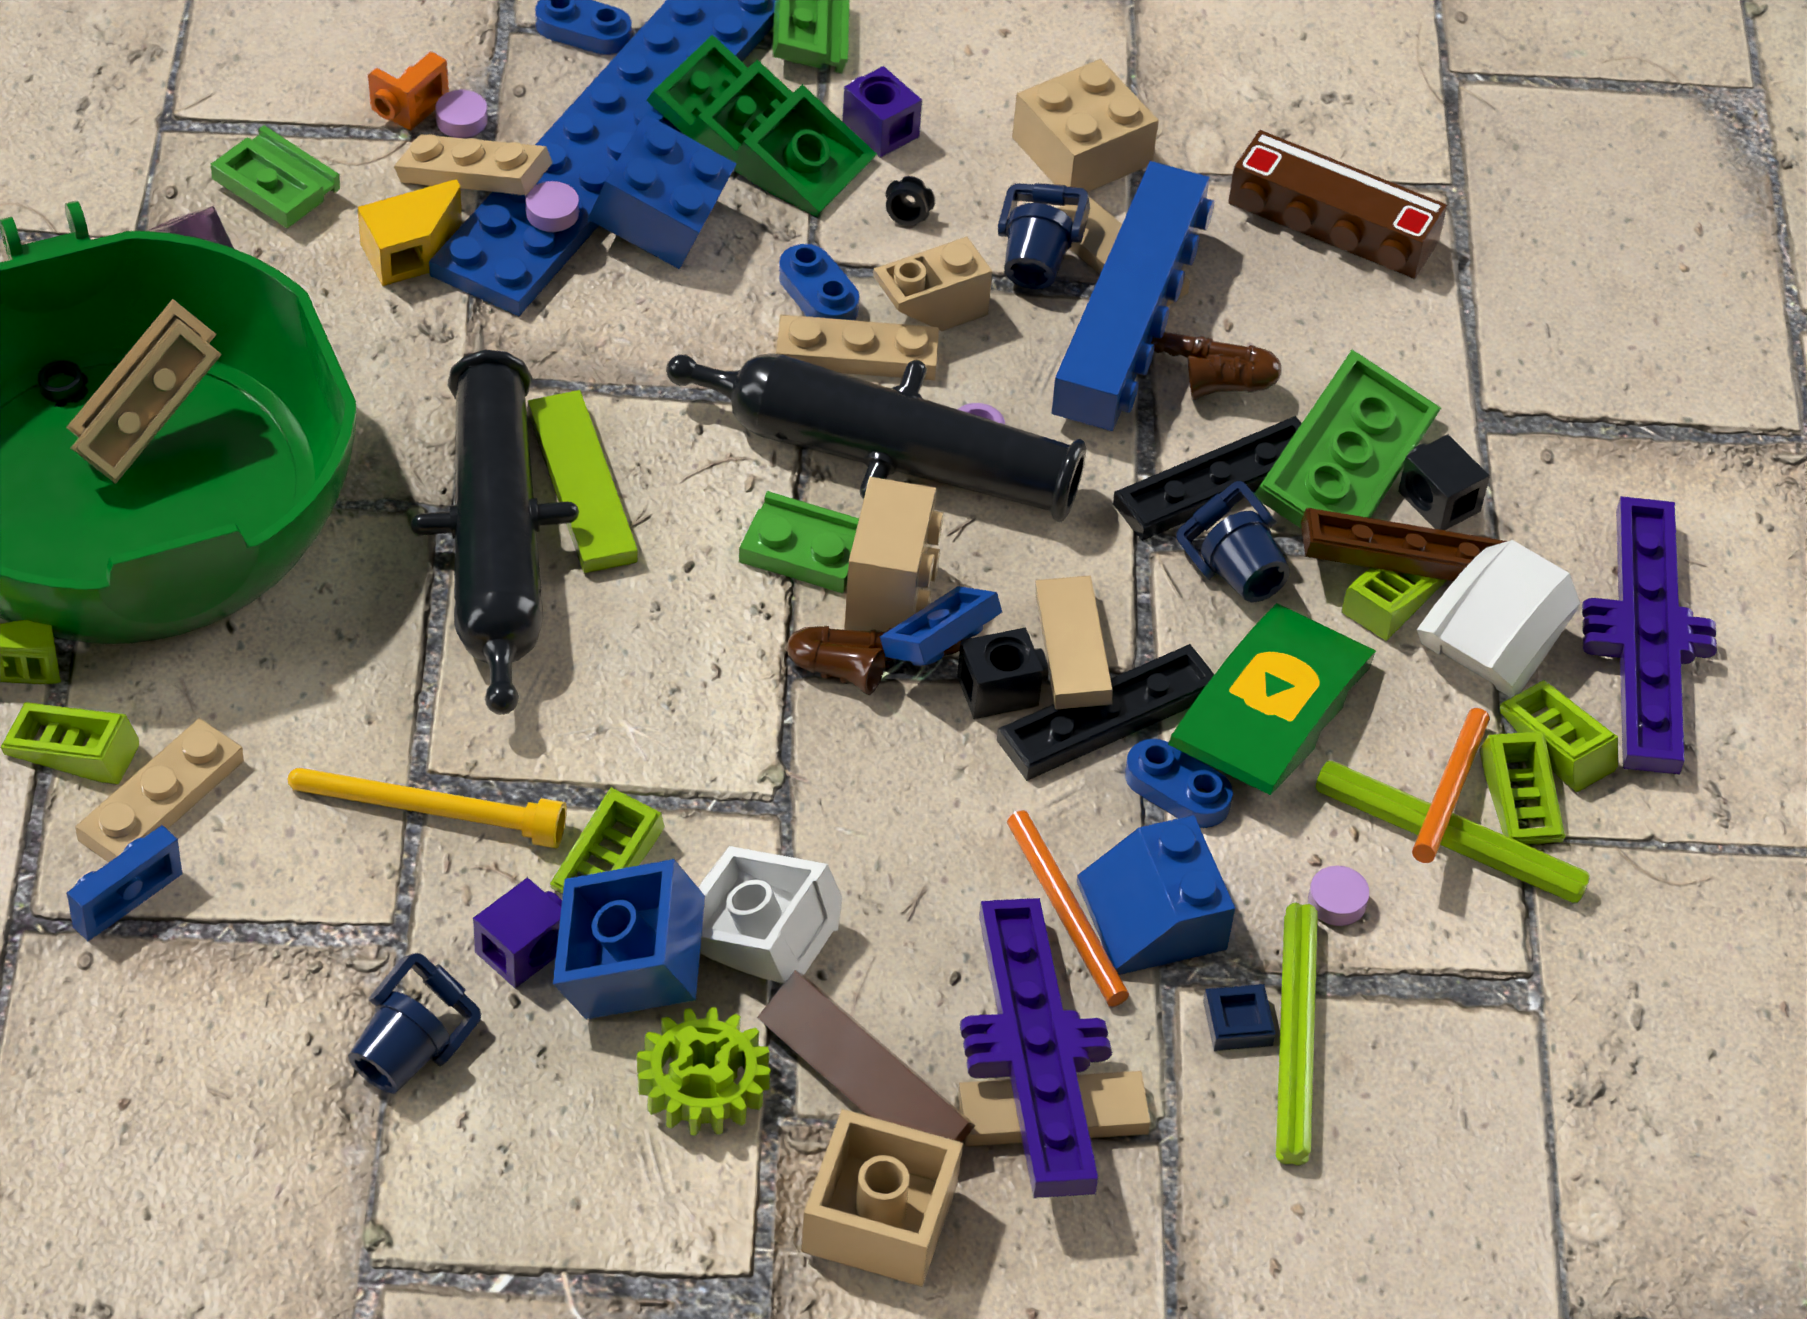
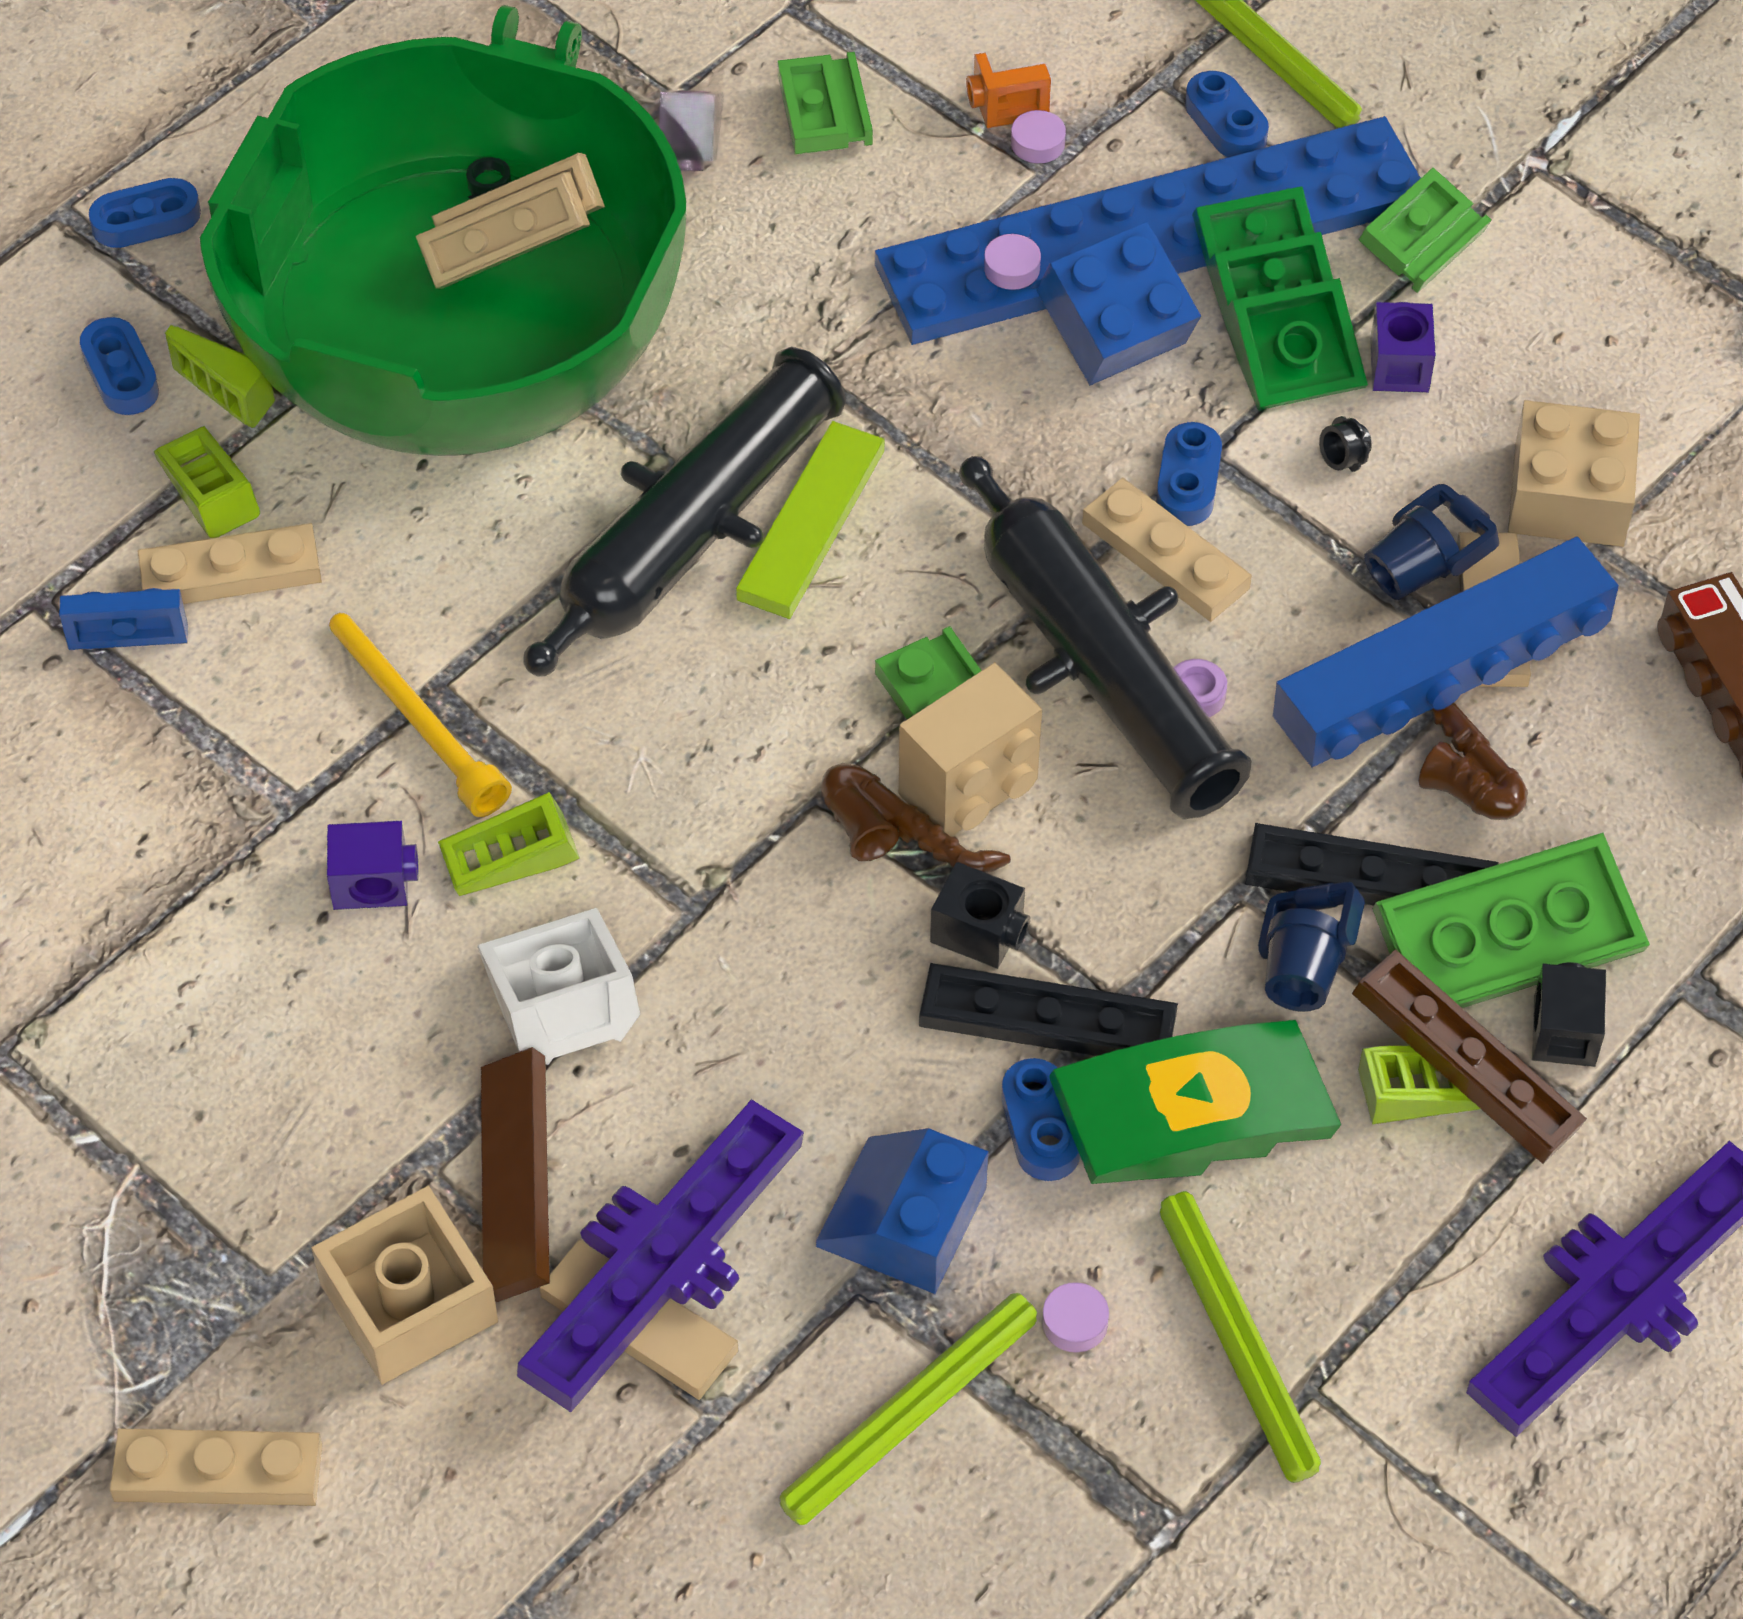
camera: 45 degrees right, 5 degrees up
(405, 1032) = (191, 887): dark blue piece -> none
(409, 230) = (883, 211): yellow slope -> none
(474, 163) = (988, 185): tan plate -> none
(629, 939) = (423, 927): blue brick -> none
(703, 1071) = (388, 1079): lime gear -> none
(939, 284) = (1276, 534): tan slope -> none
(940, 625) = (970, 837): blue plate -> none
(1068, 908) = (830, 1160): orange bar -> none
(1073, 642) = (1071, 931): tan tile -> none
(1239, 1017) = (876, 1358): dark blue tile -> none
(1450, 786) = (1270, 1291): orange bar -> none
(1502, 615) = (1479, 1173): white slope -> none
(1531, 749) = (1372, 1300): lime slope -> none
(1578, 763) = (1439, 1359): lime slope -> none

